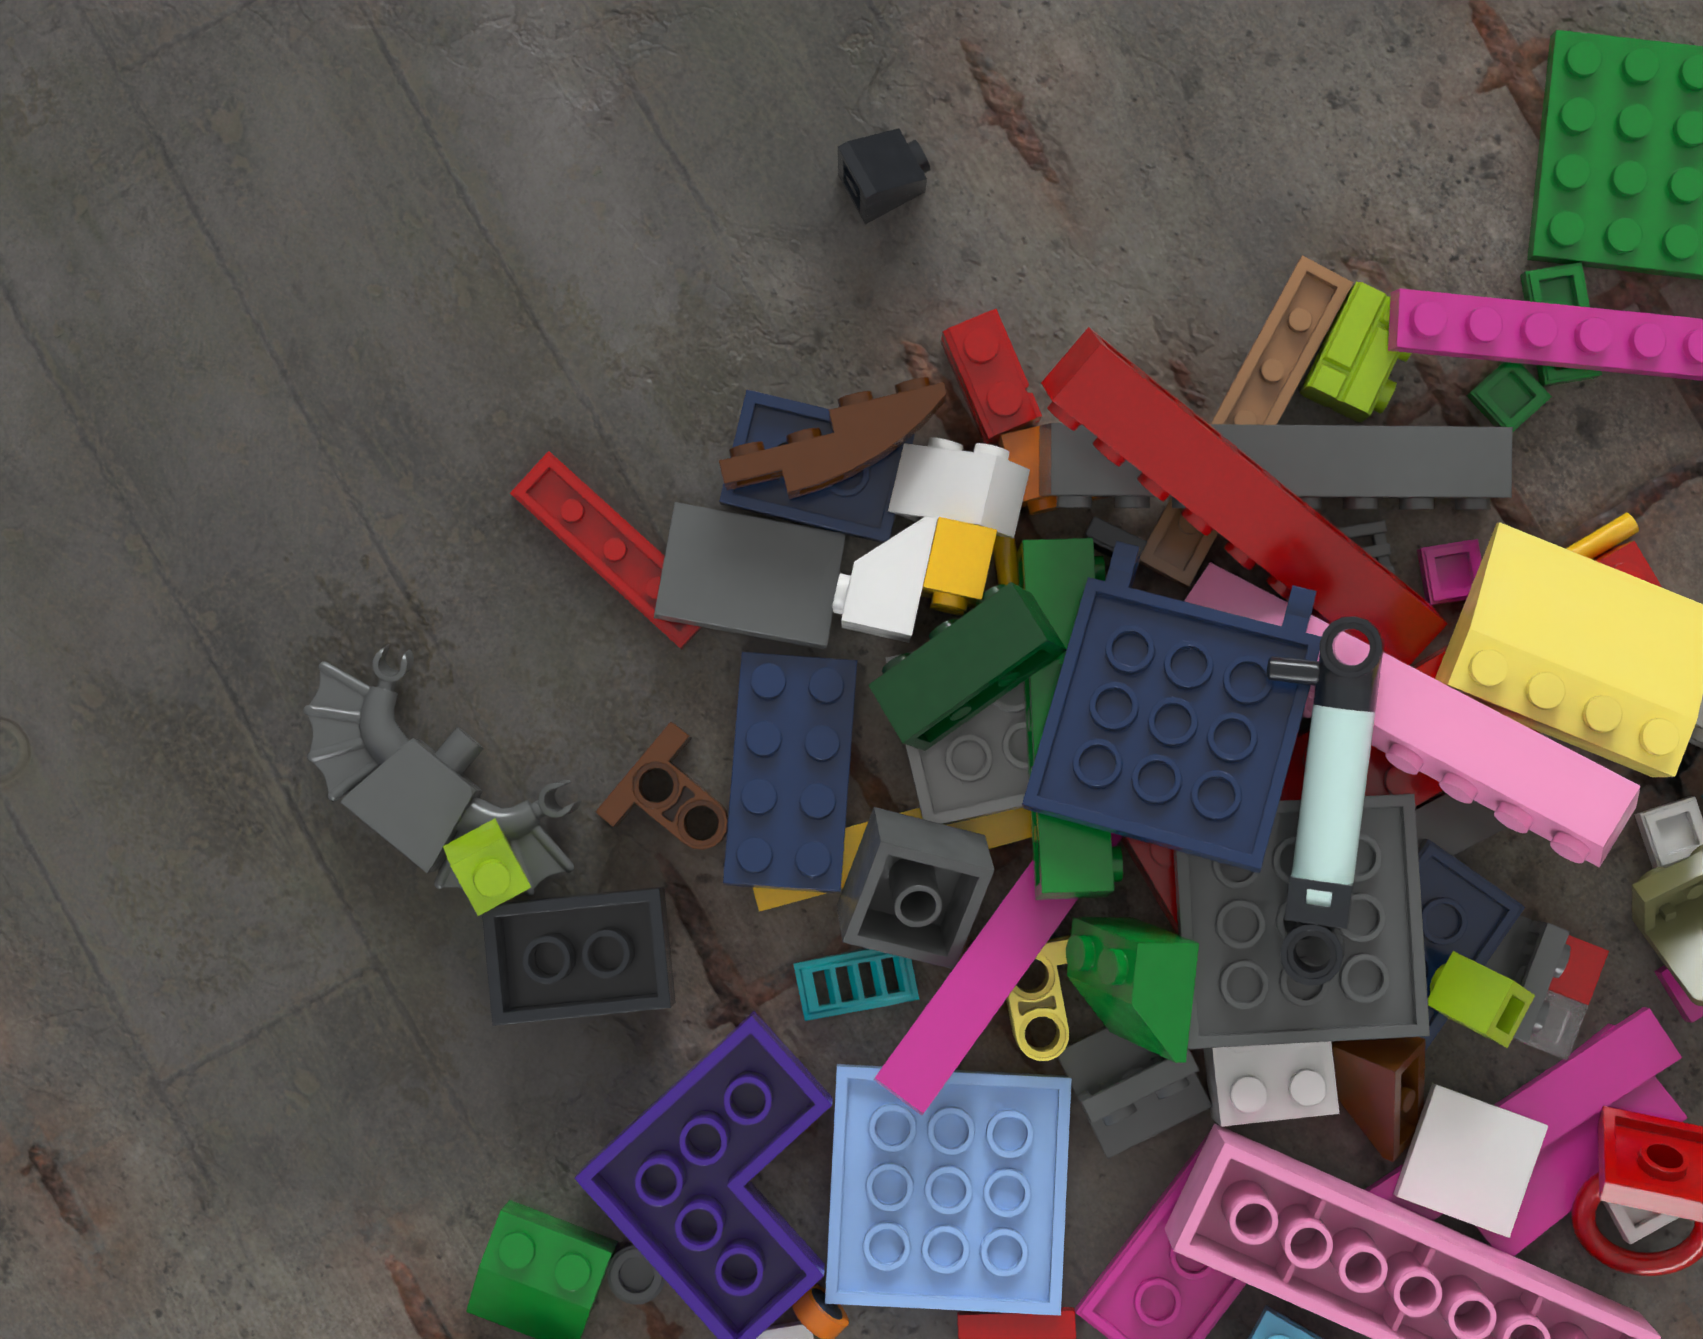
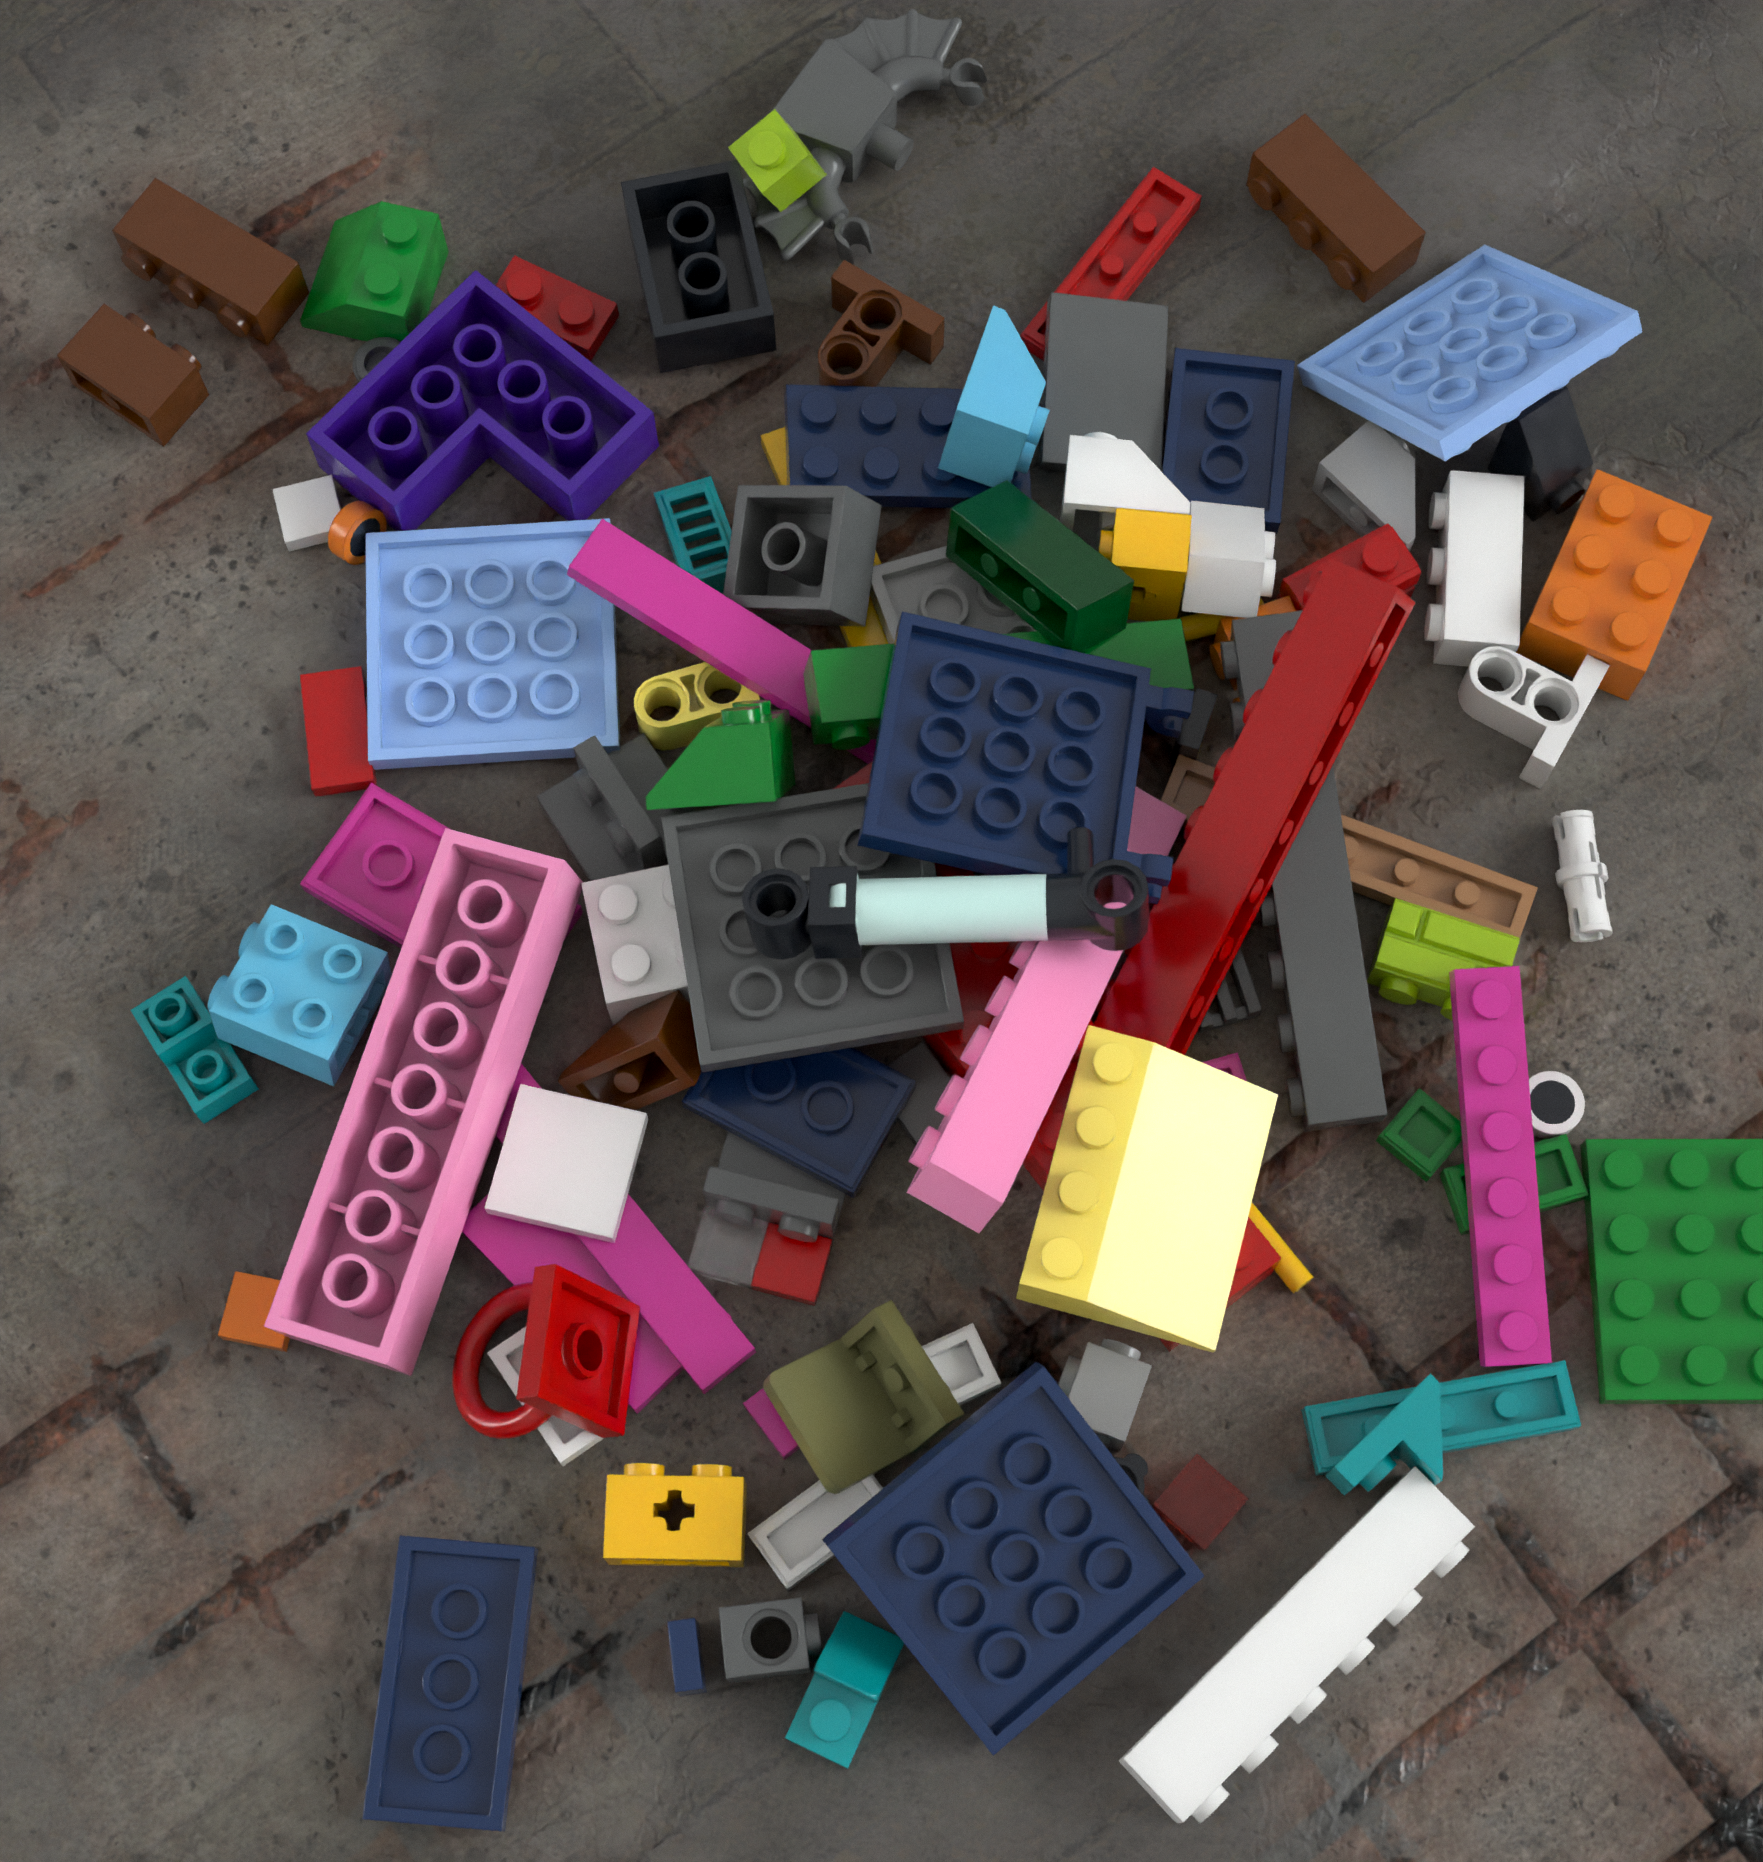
camera: 85 degrees right, 15 degrees down
(583, 325) = (1334, 208): none -> reddish brown brick
(591, 1102) = (561, 305): none -> red plate
(778, 225) = (1469, 351): none -> light blue plate
(793, 685) = (998, 409): none -> medium azure slope
(861, 436) = (1257, 452): reddish brown slope -> none
(887, 334) = (1370, 482): none -> light grey slope
(982, 254) = (1475, 565): none -> white brick
(1014, 131) = (1614, 582): none -> orange brick
(1118, 240) = (1525, 687): none -> white tile
(1288, 213) = (1581, 876): none -> white pin
(1479, 998) = (745, 1128): lime brick -> none
(1495, 276) = (1555, 1104): none -> tile

